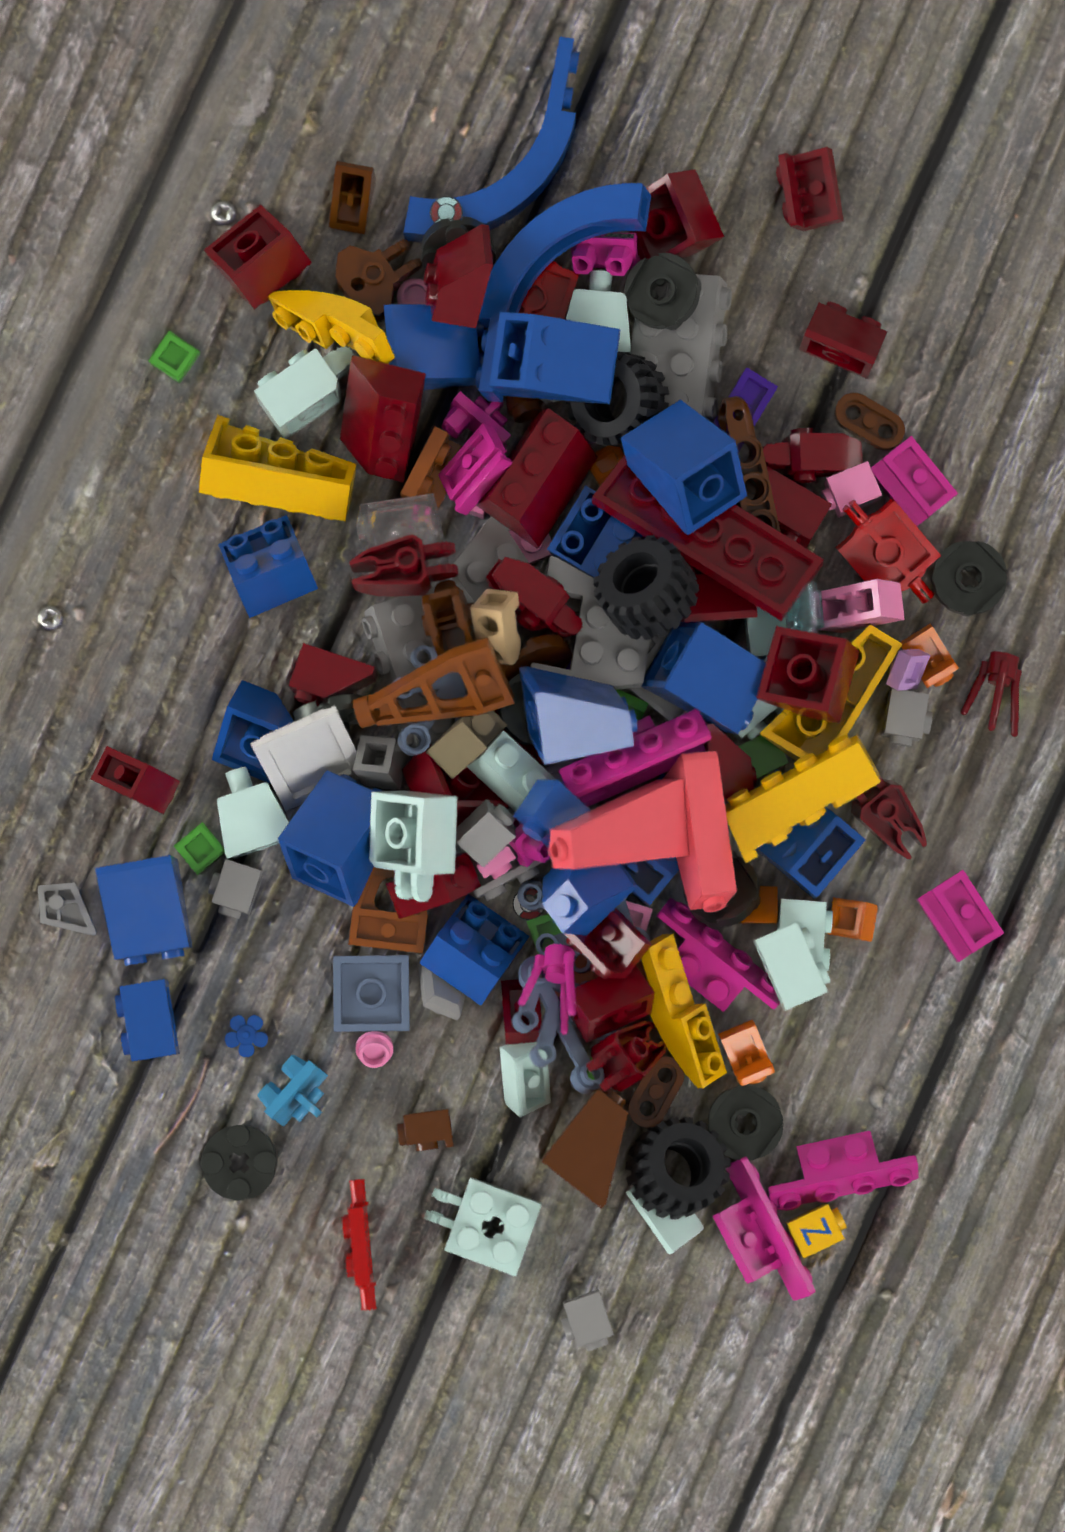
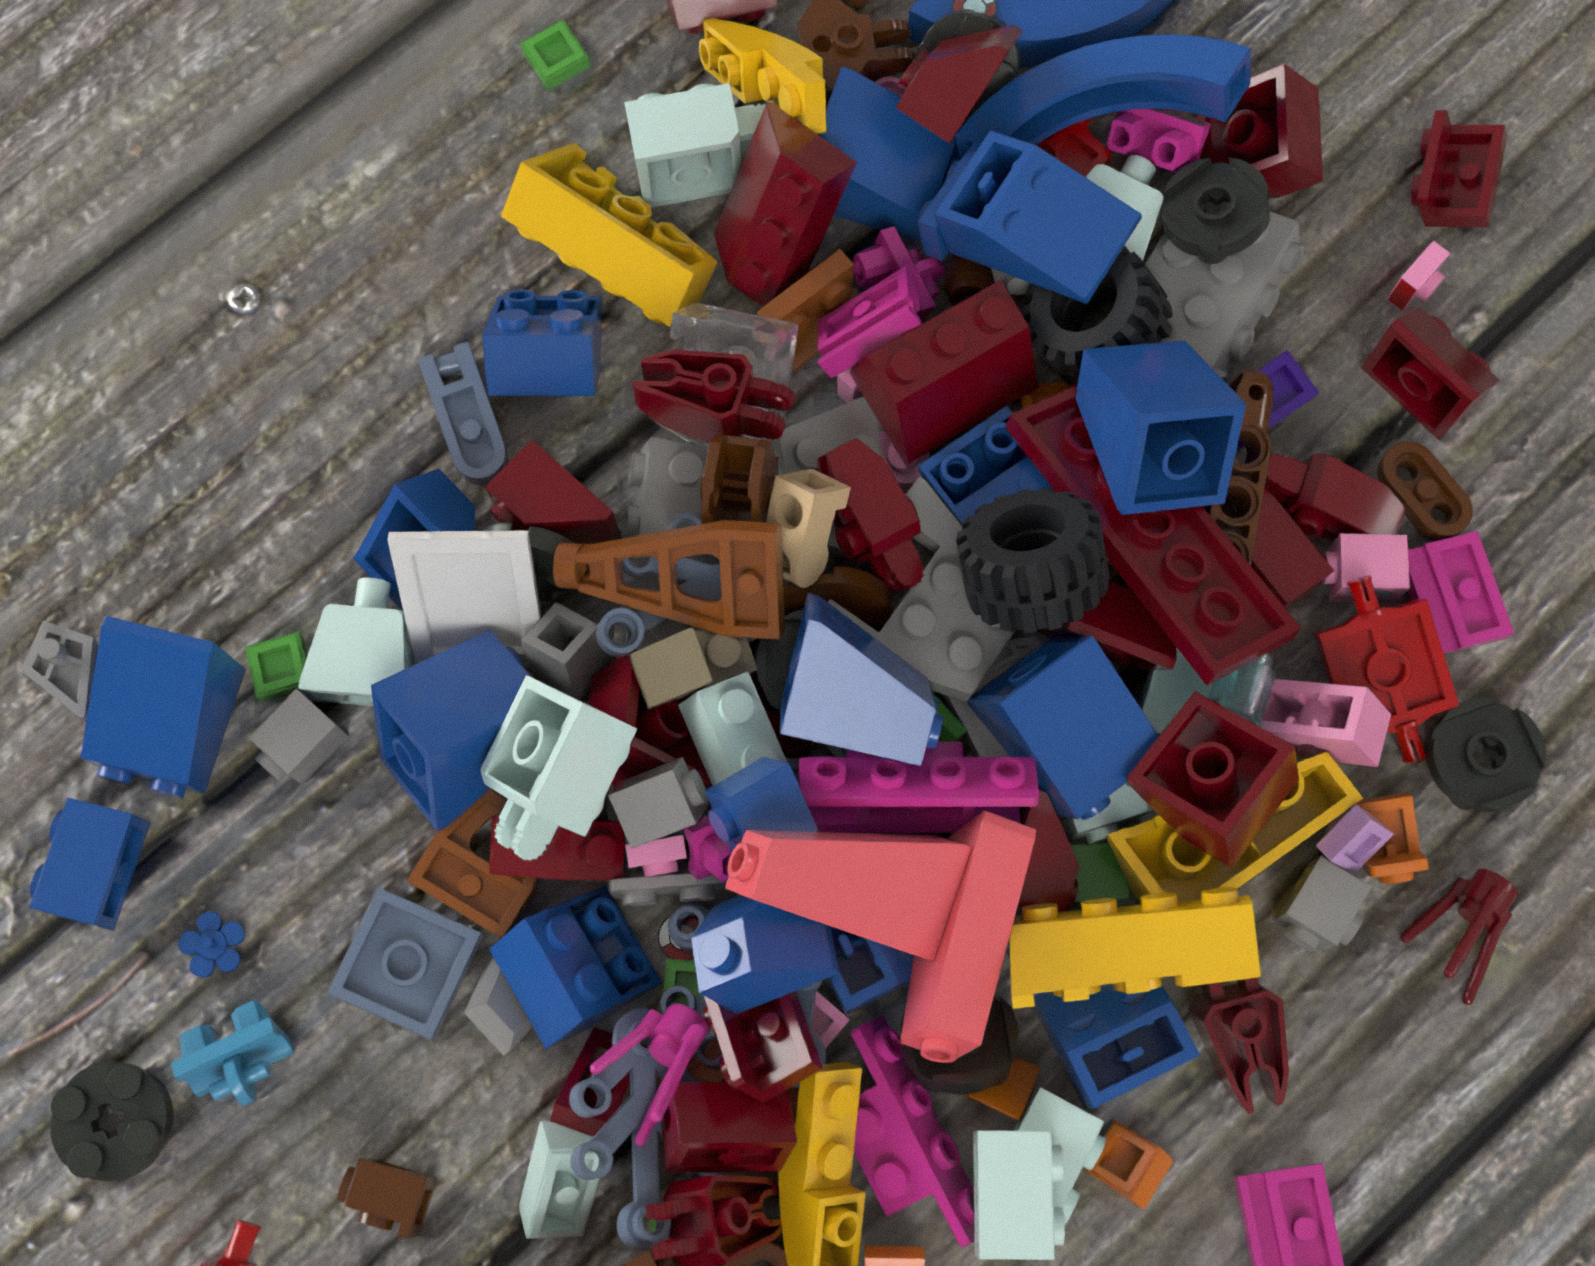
camera: 25 degrees right, 10 degrees down
(135, 780) = (239, 541): dark red slope -> none
(238, 635) = (465, 415): none -> sand blue plate
(374, 1049) = (371, 1044): bright pink plate -> none
(813, 276) = (1420, 278): none -> bright pink plate

